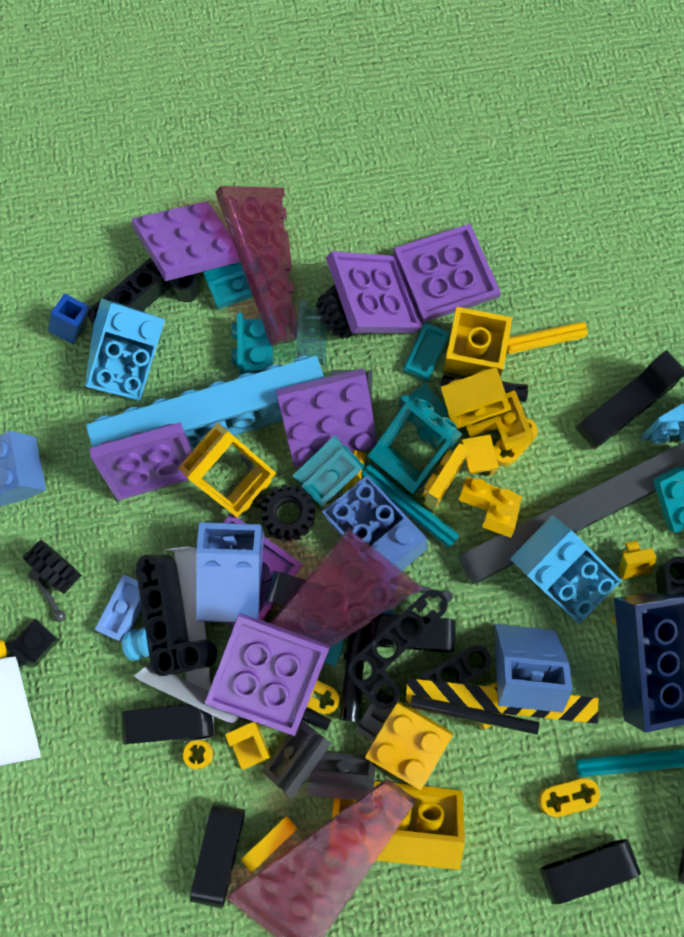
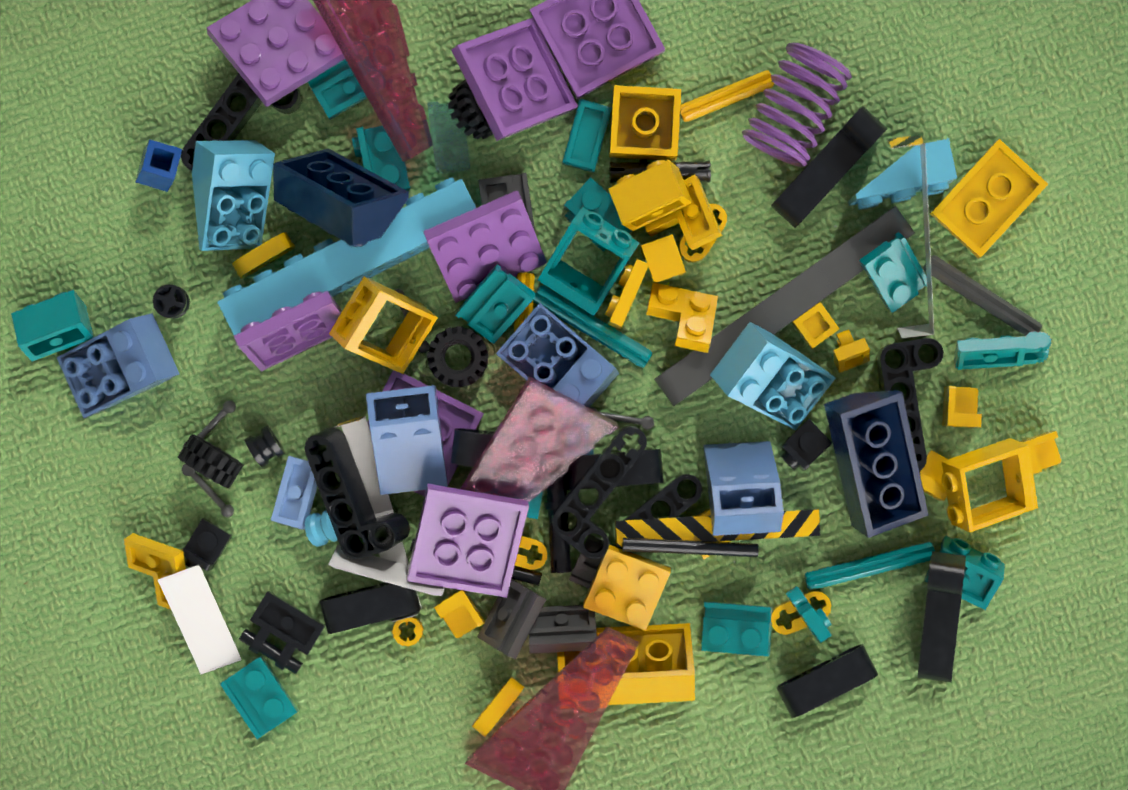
camera: 10 degrees left, 15 degrees up
(47, 796) = (259, 697): none -> teal plate
(54, 423) = (165, 299): none -> black wheel
(81, 526) = (228, 407): none -> dark grey hinge
(88, 729) = (288, 624): none -> black plate
(104, 563) = (264, 446): none -> black wheel
(139, 399) = (263, 255): none -> yellow beam
(209, 357) = (338, 195): none -> dark blue slope
(217, 855) = (448, 725): black beam -> none
(508, 803) = (737, 629): none -> teal plate
(583, 804) = (815, 620): none -> teal plate
(586, 639) = (804, 446): none -> black bracket
(607, 531) = (815, 325): none -> yellow tile
(608, 348) = (814, 59): none -> medium lavender piece

